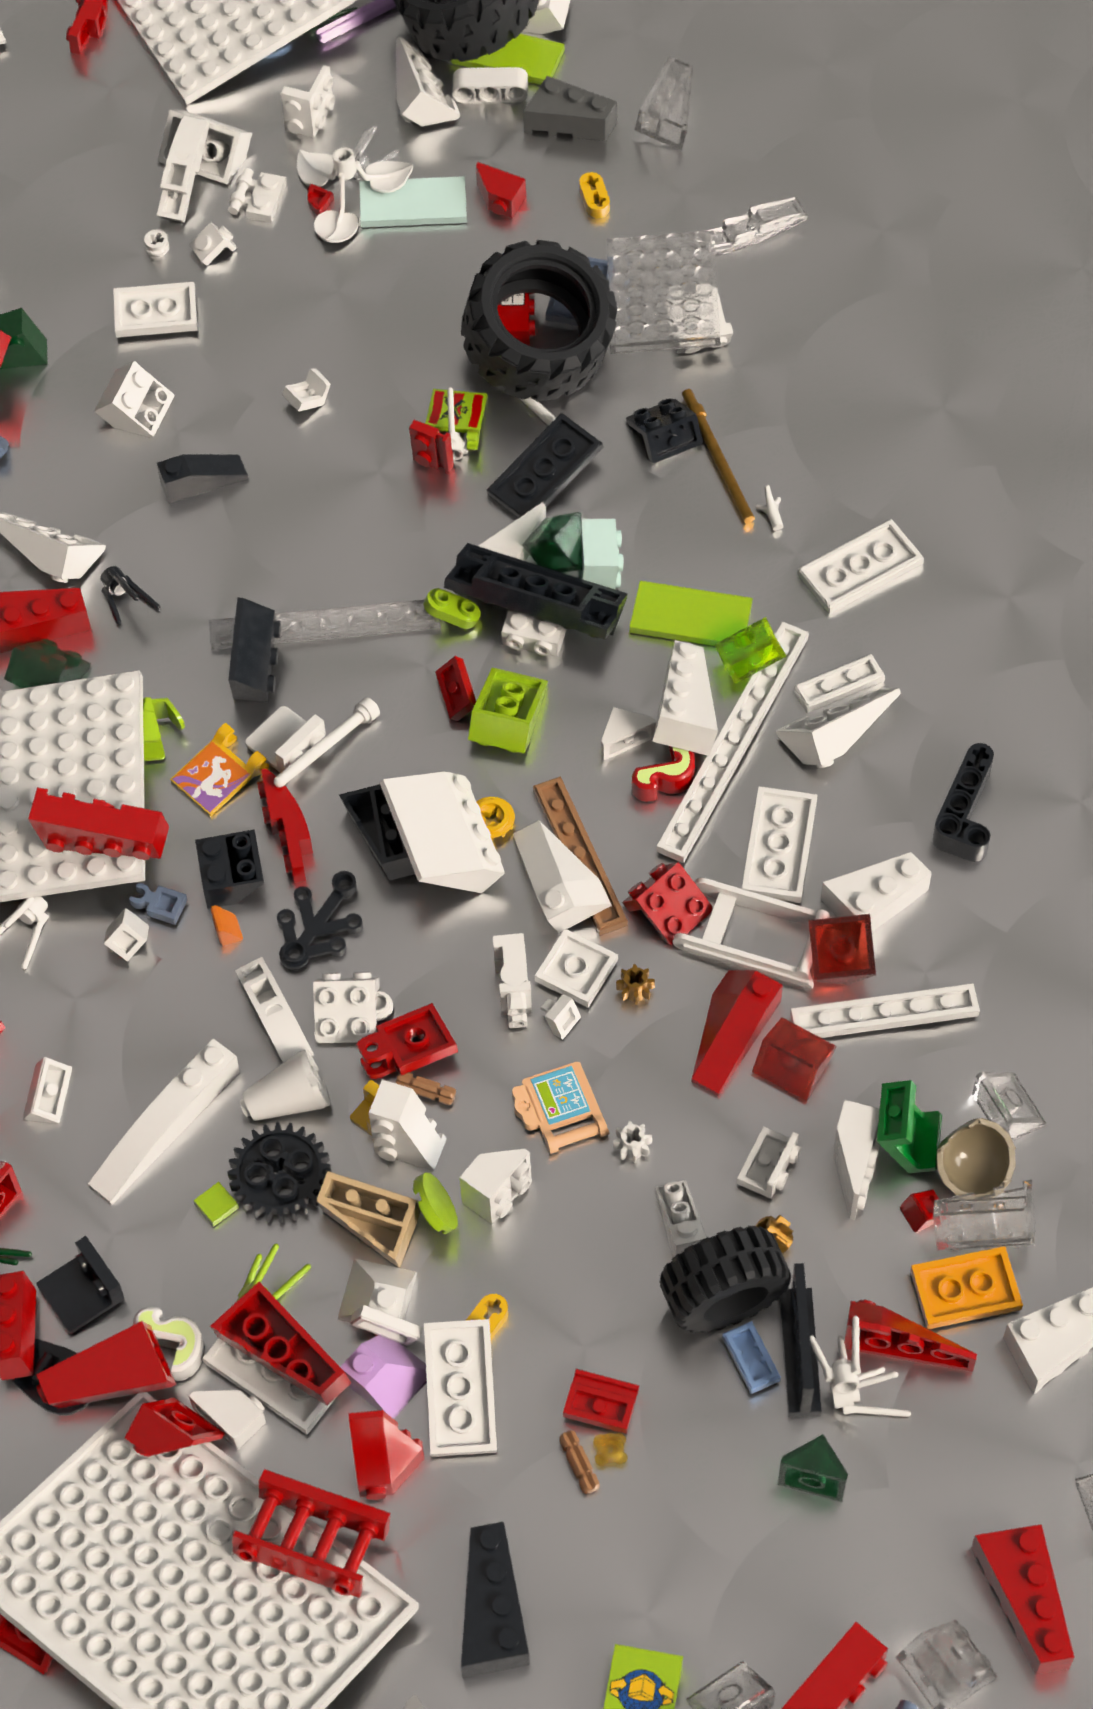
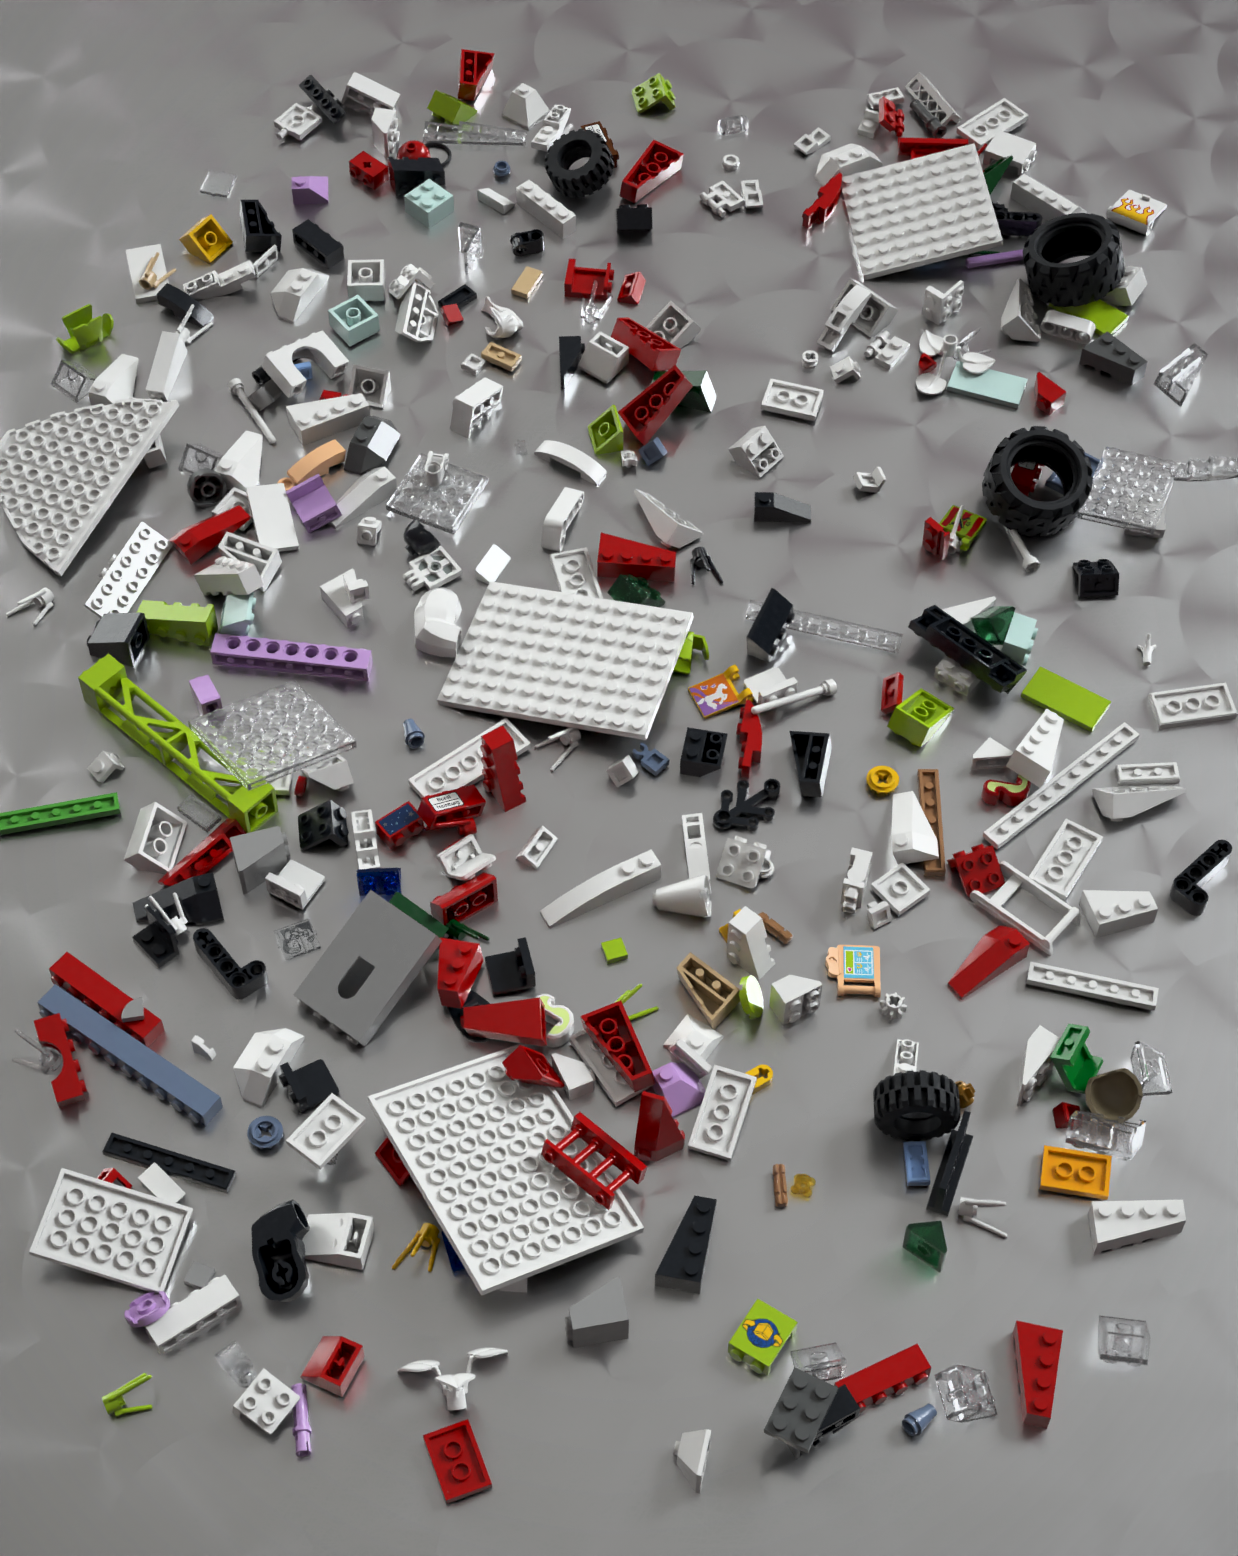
camera: 20 degrees right, 5 degrees down
(97, 827) = (628, 695): red wedge -> none
(226, 926) = (687, 787): orange slope -> none
(265, 1194) = (660, 944): black gear -> none
(396, 1044) = (765, 897): red plate -> none
(443, 830) = (847, 774): white slope -> none
(452, 608) = (909, 643): lime plate -> none
(545, 467) = (1006, 575): black tile -> none
(589, 196) = (1106, 416): yellow beam -> none
(601, 1401) = (808, 1154): red plate -> none
(635, 984) = (934, 911): pearl gold gear -> none
(718, 456) = (1123, 576): pearl gold bar -> none
(750, 650) = (1094, 732): clear neon green brick -> none
(768, 1162) = (977, 1049): white bracket -> none
(793, 1058) = (1018, 992): clear red slope -> none
(842, 949) = (1078, 935): clear red slope -> none
(843, 1371) = (970, 1189): white plant -> none
(897, 1337) = (1011, 1181): red wedge -> none

